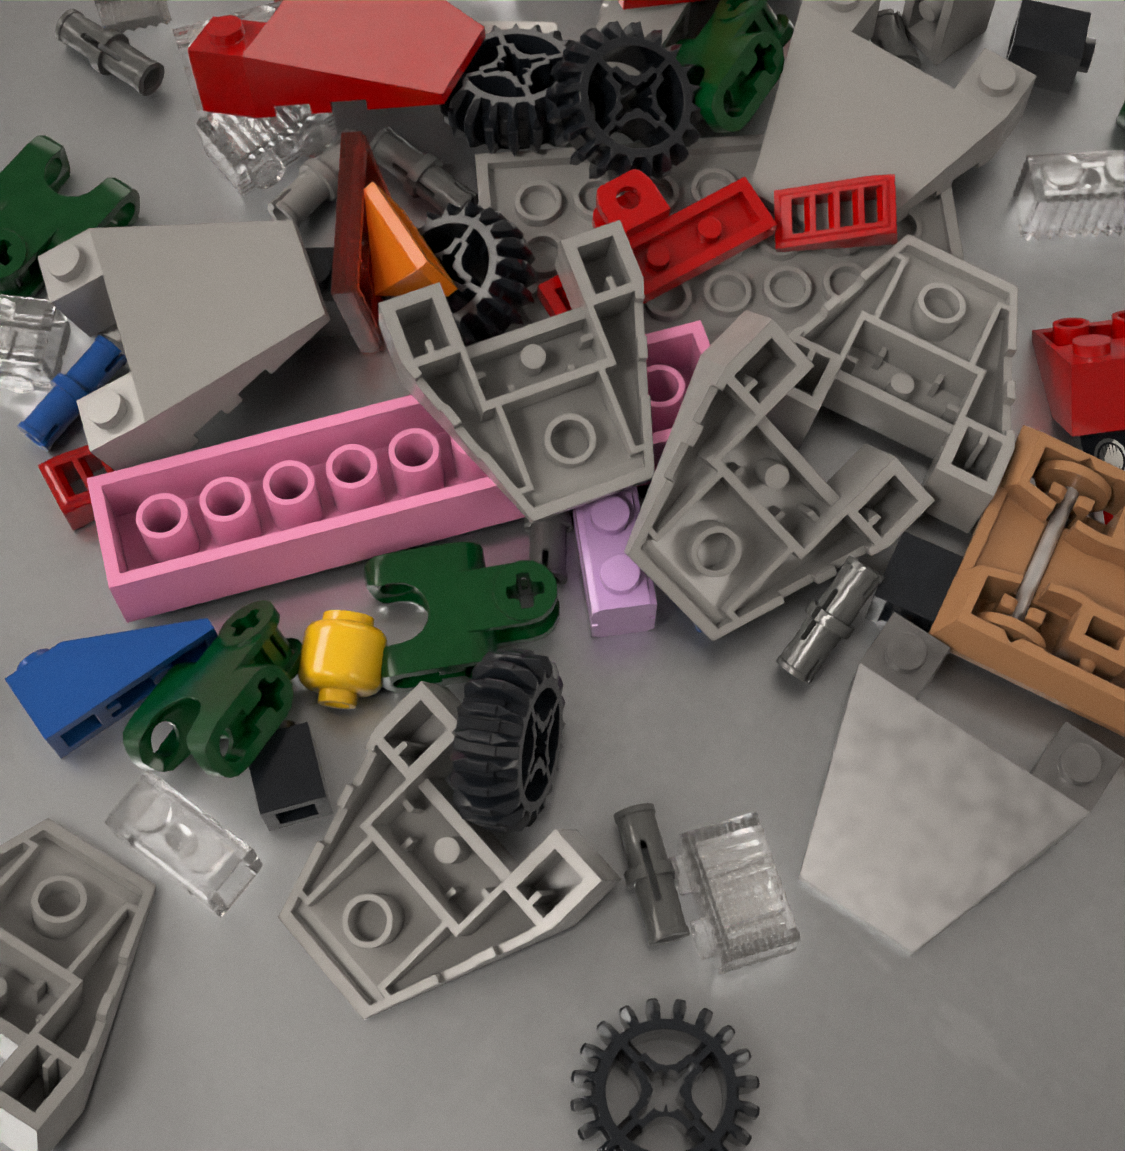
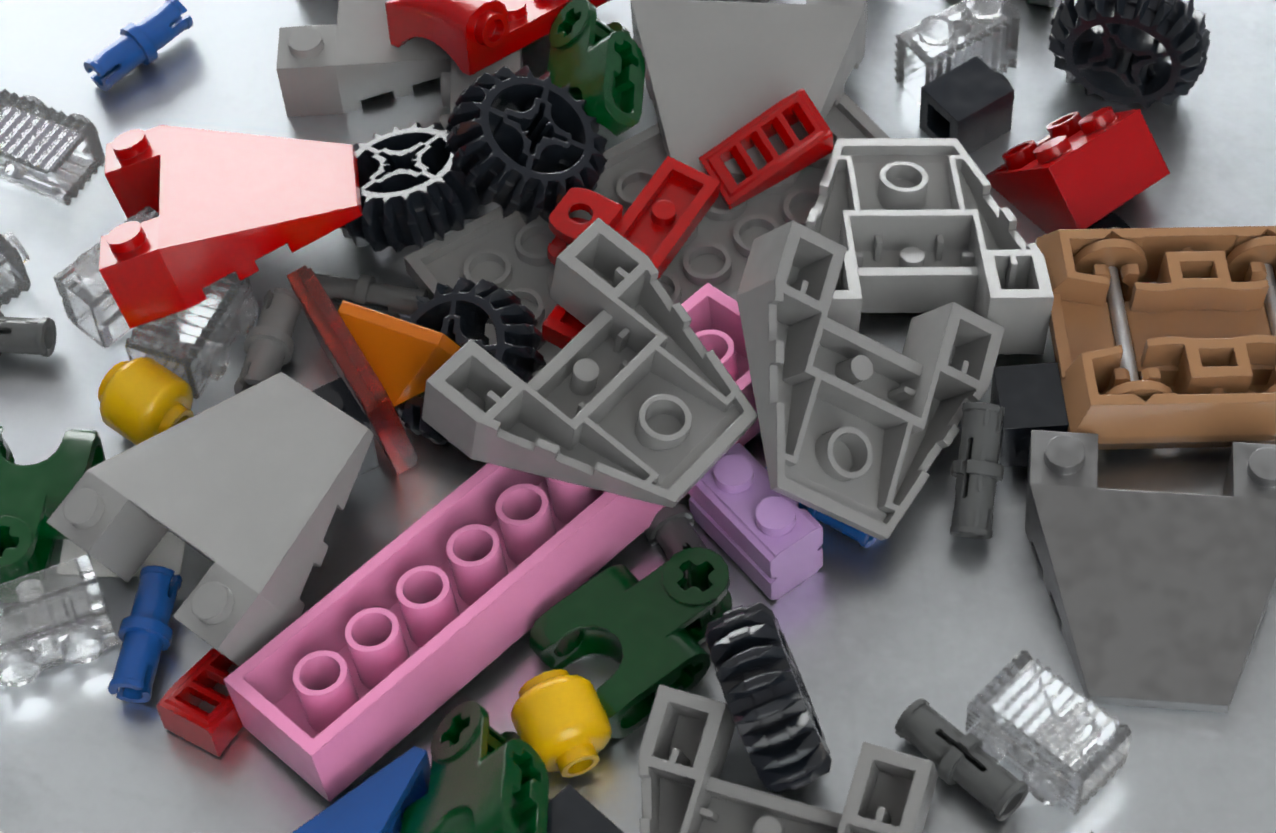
camera: 25 degrees left, 15 degrees down
(188, 182) = (143, 399): none -> yellow head
(1054, 256) = (967, 105): none -> black brick

